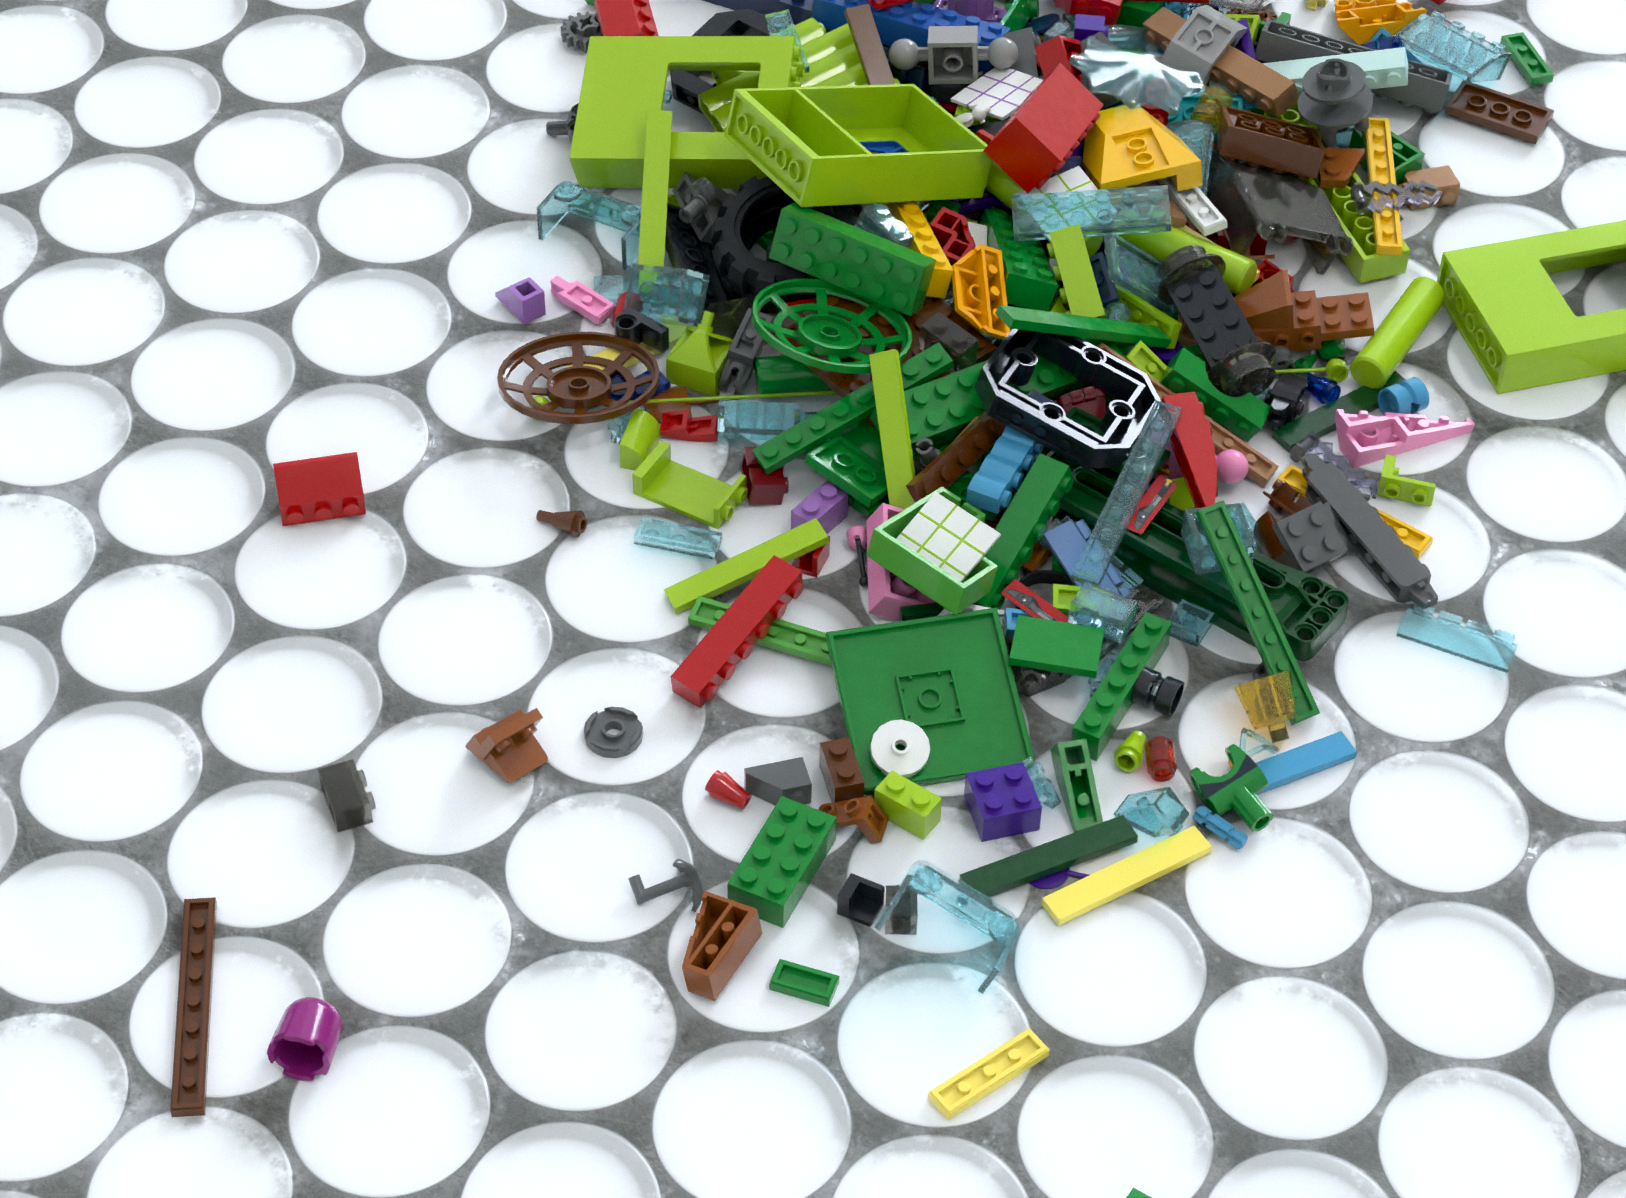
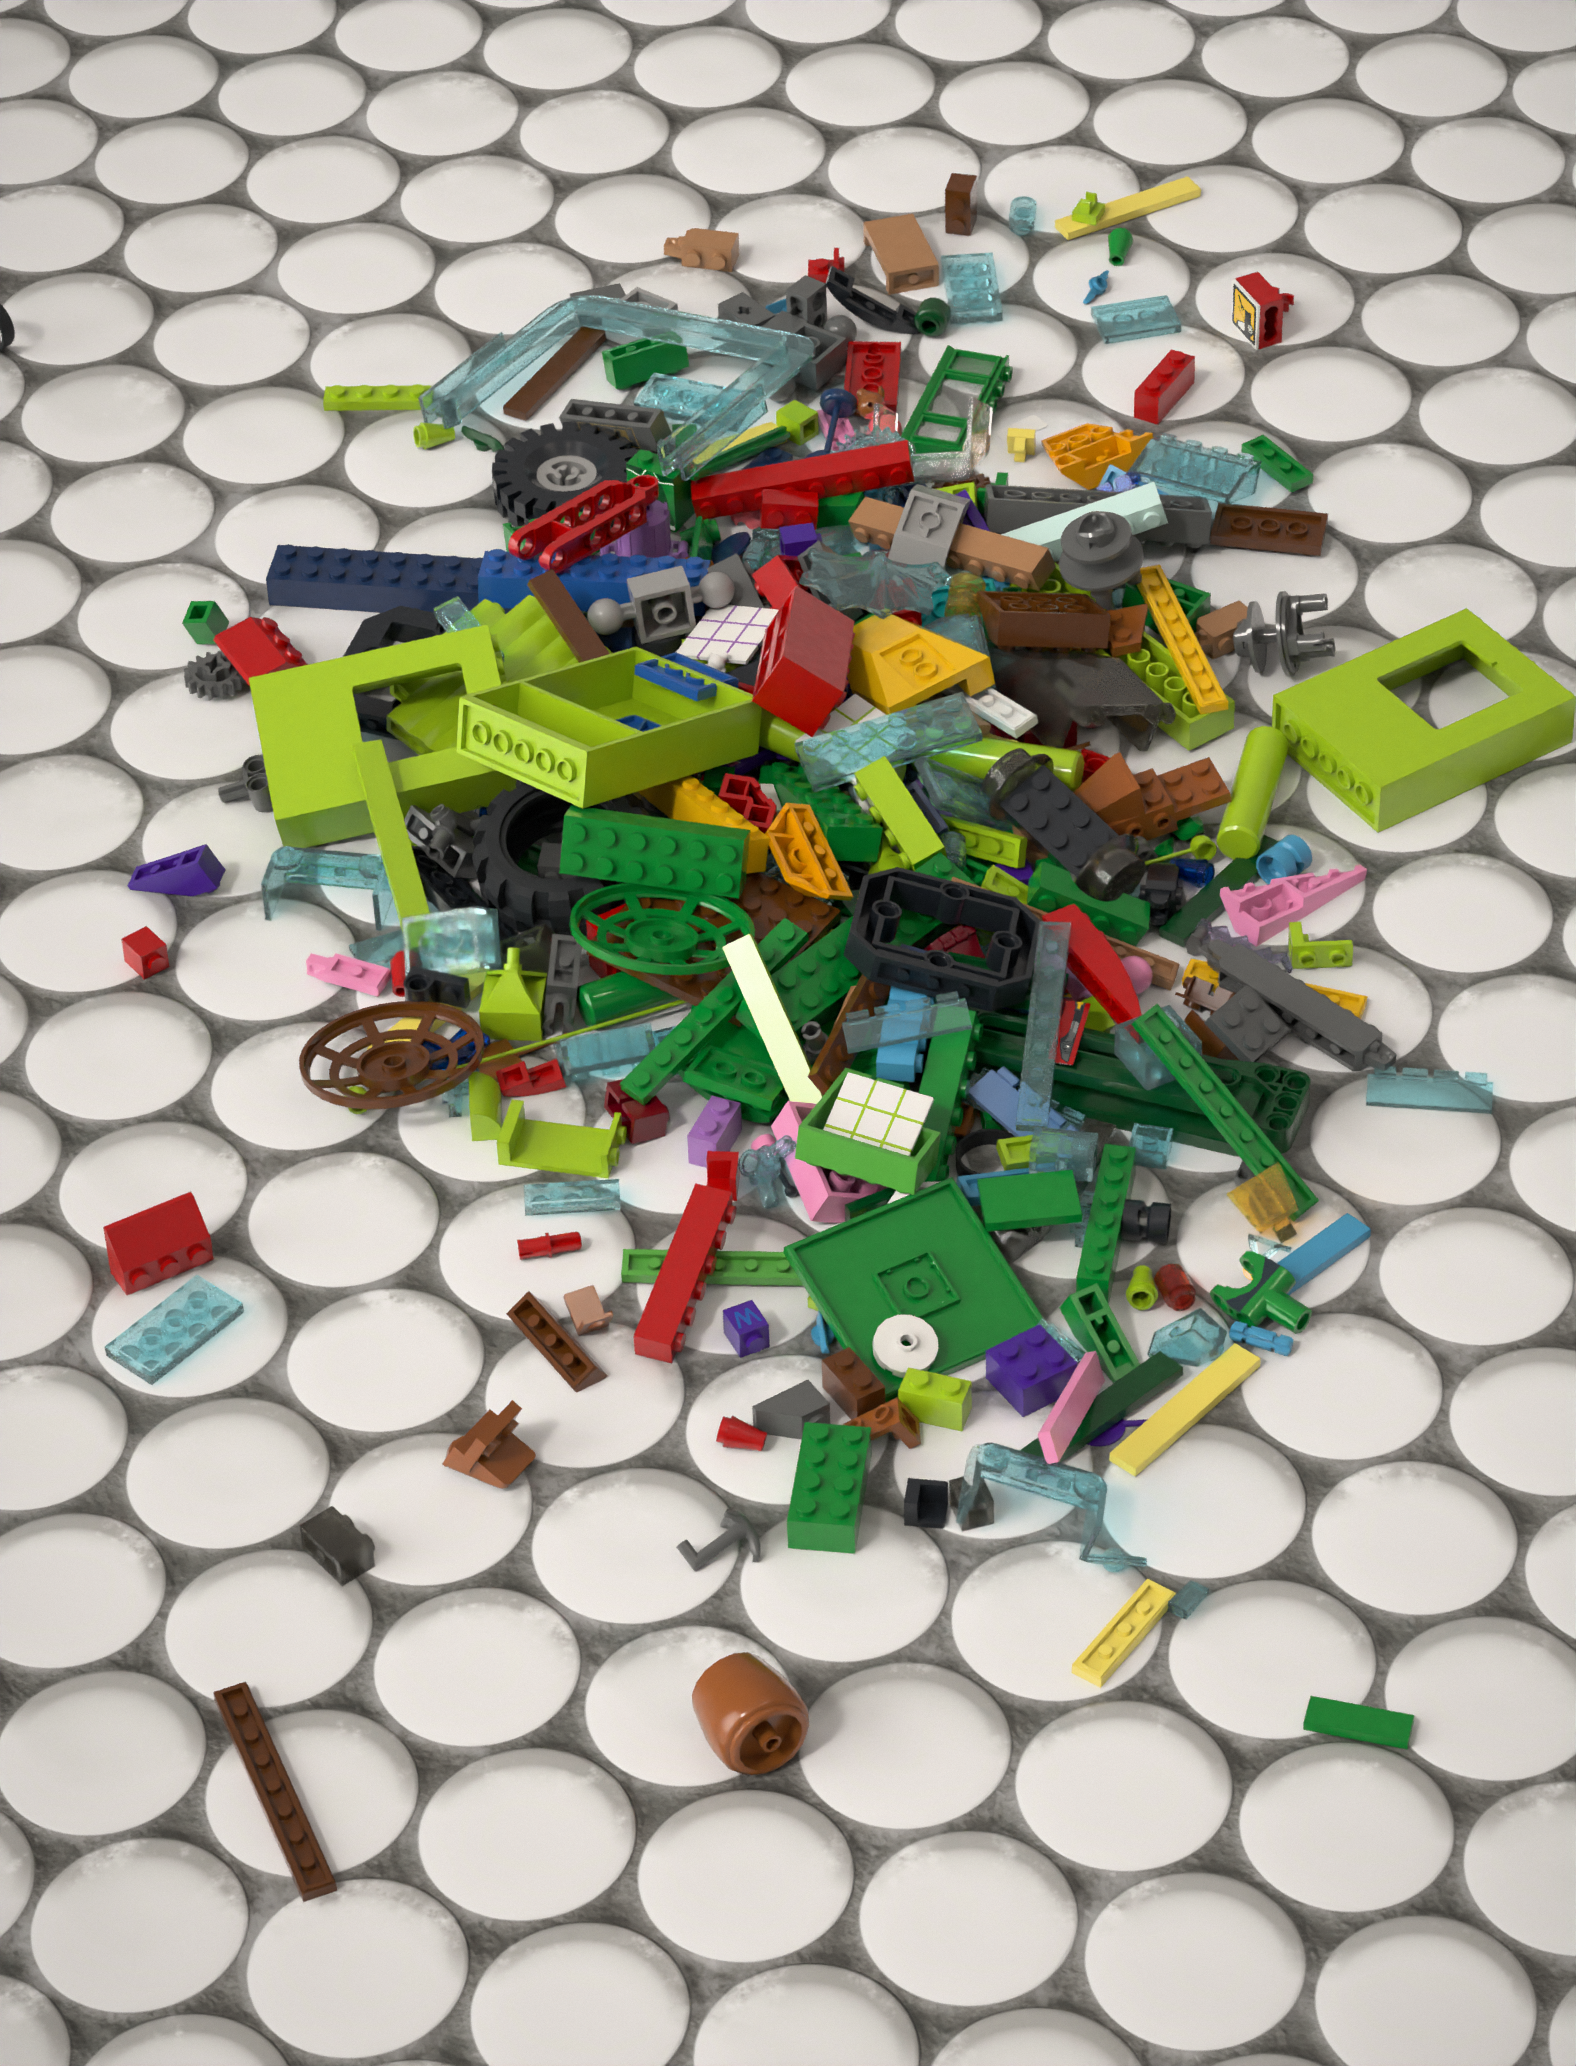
camera: 15 degrees left, 5 degrees down
(302, 566) = (174, 1329): none -> clear light blue plate
(306, 1038) = (416, 1785): magenta cylinder -> none
(427, 242) = (145, 952): none -> red brick
(486, 184) = (183, 873): none -> dark purple slope
(524, 300) = (285, 988): medium lavender slope -> none
(568, 521) = (444, 1210): reddish brown cone -> none
(610, 662) = (555, 1343): none -> reddish brown slope
(613, 745) = (596, 1423): dark grey tile -> none
(617, 1058) = (750, 1714): none -> dark orange piece
(640, 575) = (549, 1245): none -> red axle
(645, 641) = (586, 1310): none -> bracket
(719, 944) = (802, 1581): dark orange wedge -> none
(746, 565) = (661, 1205): lime tile -> none
(772, 695) = (746, 1328): none -> dark purple brick
(804, 982) = (900, 1598): green tile -> none
(836, 720) = (822, 1334): none -> dark azure piece
(845, 556) = (764, 1166): none -> clear light blue axle
(880, 222) = (666, 803): clear light blue brick -> none
(939, 125) = (675, 681): none -> blue tile
(955, 340) = (800, 910): clear smoke brick -> none
(995, 461) = (916, 1022): none -> clear light blue windscreen
(1007, 1001) = (1114, 1559): none -> clear light blue piece
(1016, 849) = (1071, 1407): none -> bright pink tile
(1032, 603) = (982, 1164): red sticker -> none
(1059, 1058) = (1187, 1599): none -> clear light blue piece
(1082, 326) = (930, 864): green tile -> none
(1404, 194) = (1207, 642): clear purple piece -> none
(1478, 202) = (1293, 646): none -> dark grey piece

